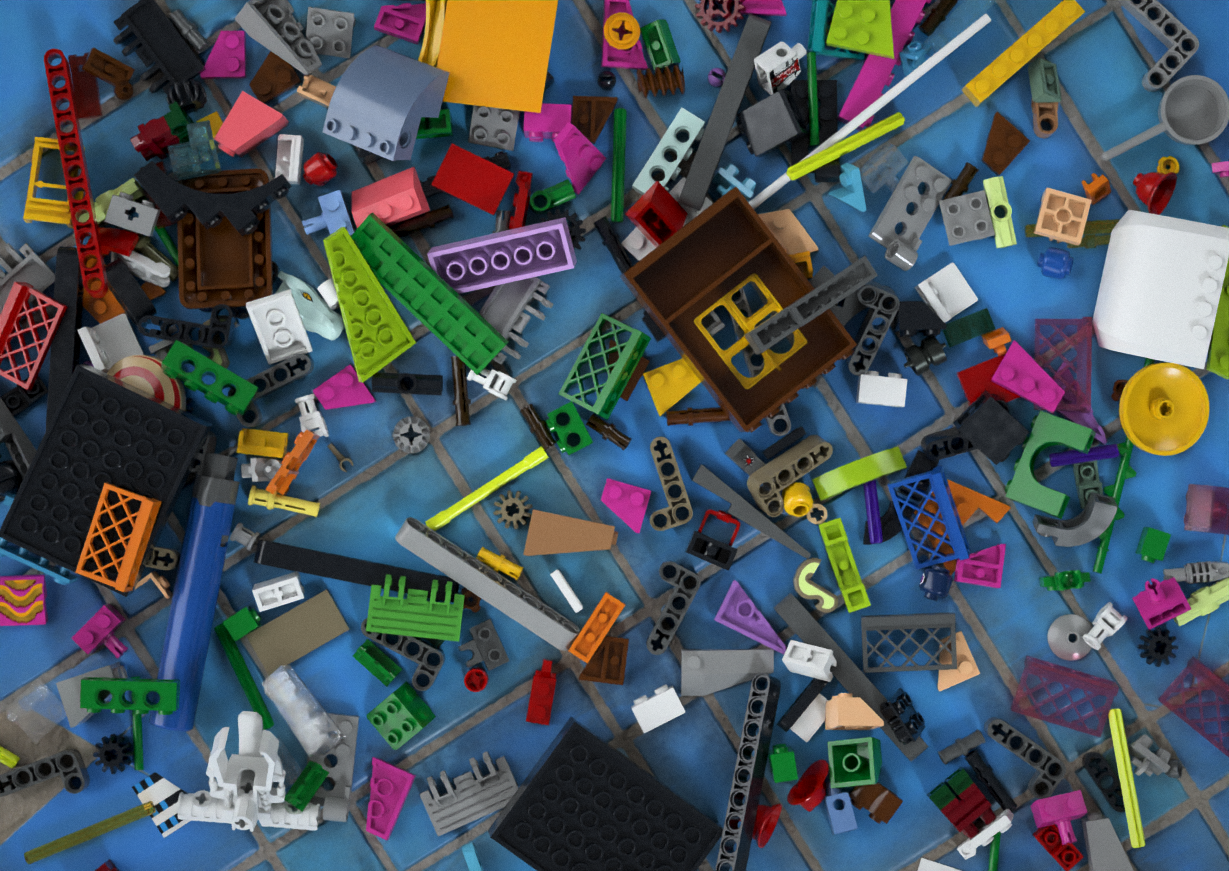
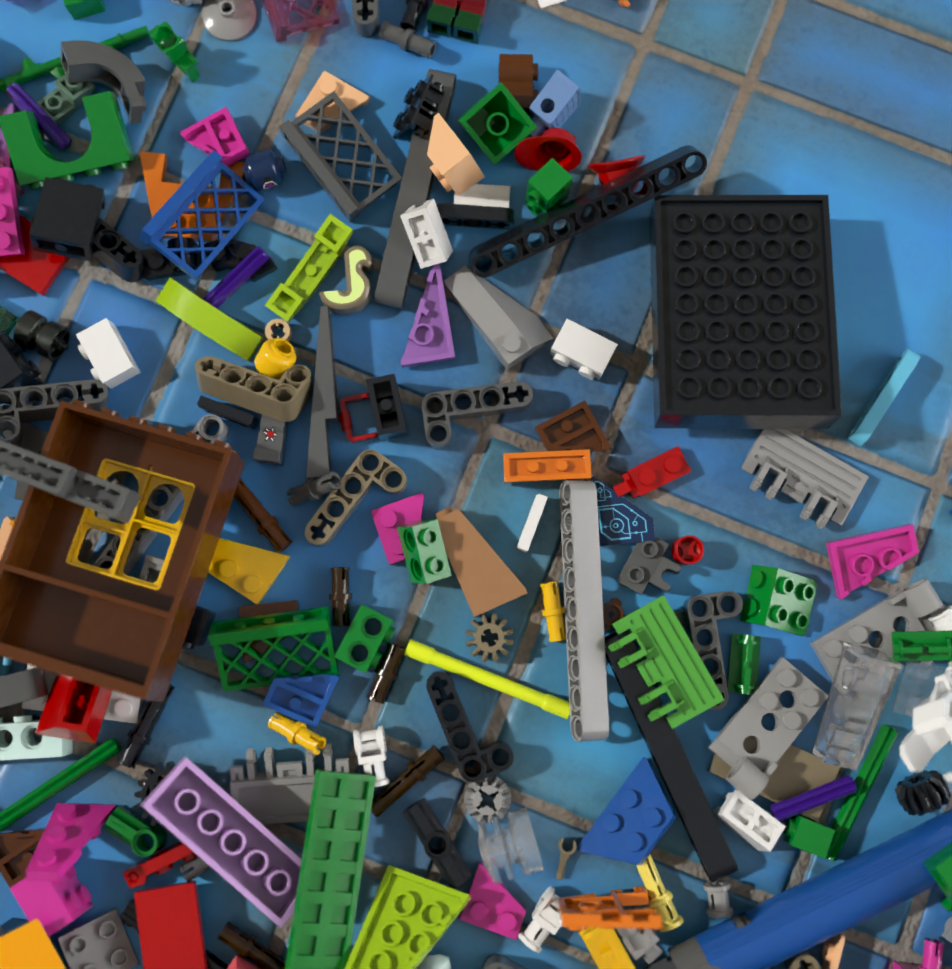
camera: 125 degrees left, 5 degrees down
(216, 714) = (923, 792): none -> black gear
(263, 643) = (813, 798): none -> dark purple axle
(309, 616) = (752, 770): none -> light grey hinge
(333, 518) = (631, 820): none -> blue wing
(373, 429) = (509, 846): none -> clear wheel
(470, 452) = (462, 724): none -> black beam
(528, 650) = (619, 519): none -> dark blue sticker
(540, 343) = (297, 733): none -> yellow pin
(562, 362) = (301, 696): none -> blue wing
(598, 507) = (424, 551): none -> green brick
(691, 464) = (314, 488): none -> dark grey pin

